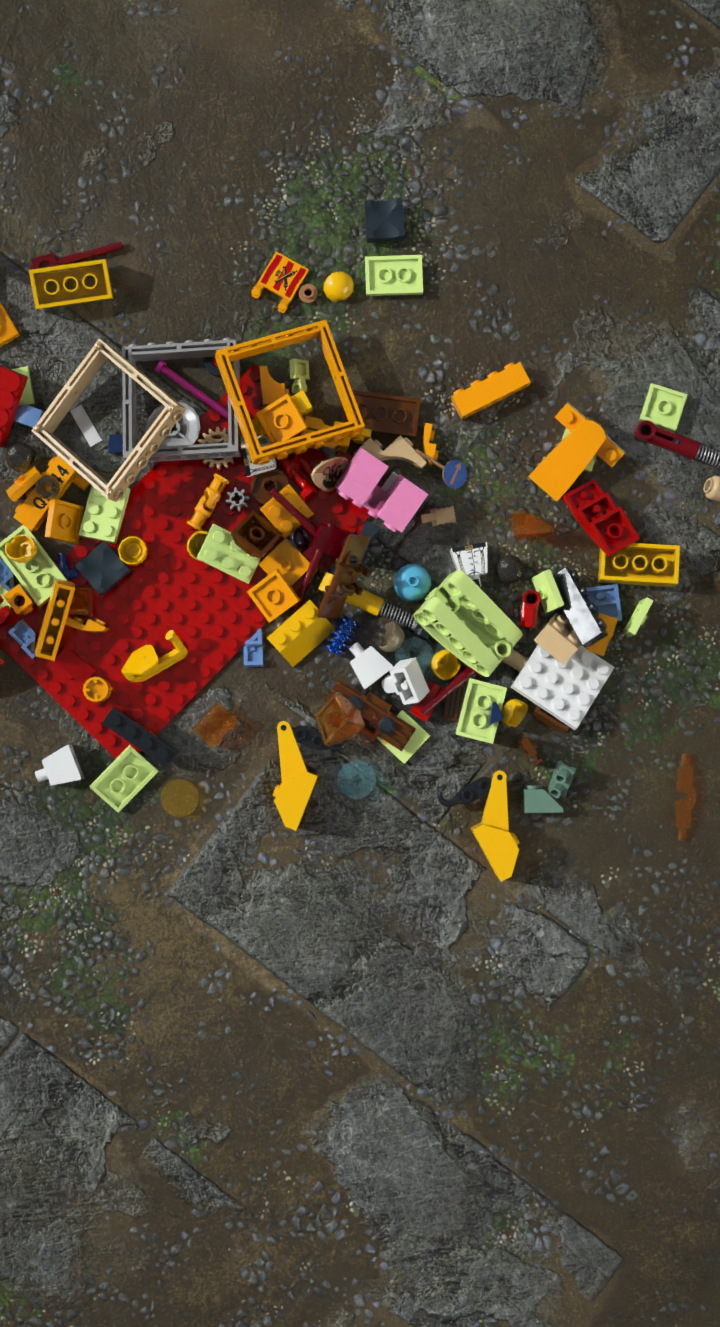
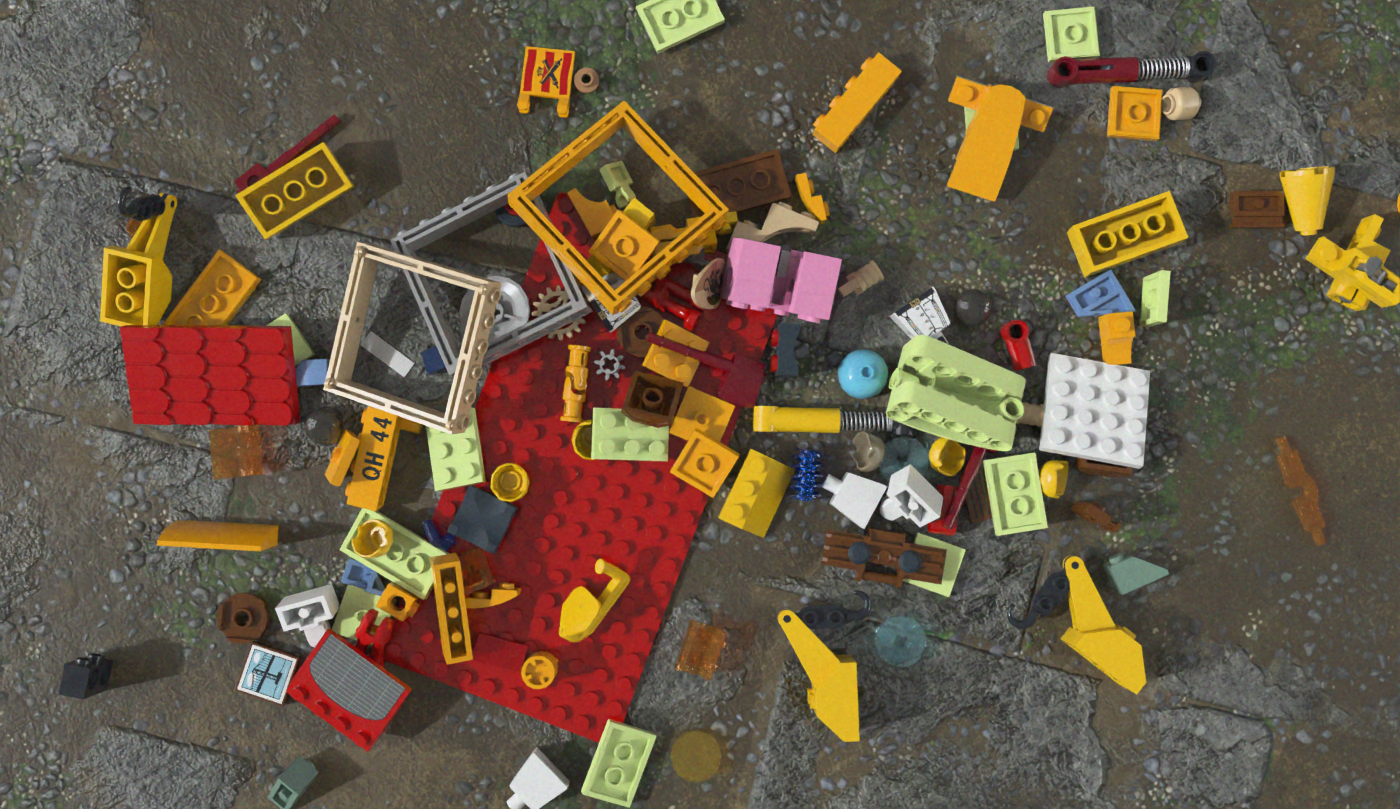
camera: 20 degrees left, 0 degrees up
(24, 636) = (423, 642): medium blue slope -> none
(43, 492) = (371, 459): clear smoke piece -> none
(64, 521) = (410, 482): light orange plate -> none
(140, 737) = (617, 705): black brick -> none
(162, 368) = (449, 244): dark pink bar -> none
(254, 650) = (708, 539): medium blue slope -> none
(299, 538) = (705, 380): black hat -> none
(327, 540) = (741, 368): dark red piece -> none
(338, 286) = (619, 56): yellow hair -> none
(339, 720) = (850, 581): clear orange slope -> none
(344, 580) = (786, 412): reddish brown piece -> none
(453, 472) = (855, 220): blue piece -> none
(494, 714) = (1036, 491): dark blue slope -> none
(528, 526) = (973, 244): clear orange slope -> none
(548, 590) = (1035, 313): yellowish green plate -> none
(559, 638) = (1074, 365): tan slope -> none
(561, 780) = (1148, 536): sand green hips -> none
(579, 609) = (1079, 318): brick -> none
(600, 517) = (1058, 199): red slope -> none
(683, 482) = (1134, 113): none -> light orange plate

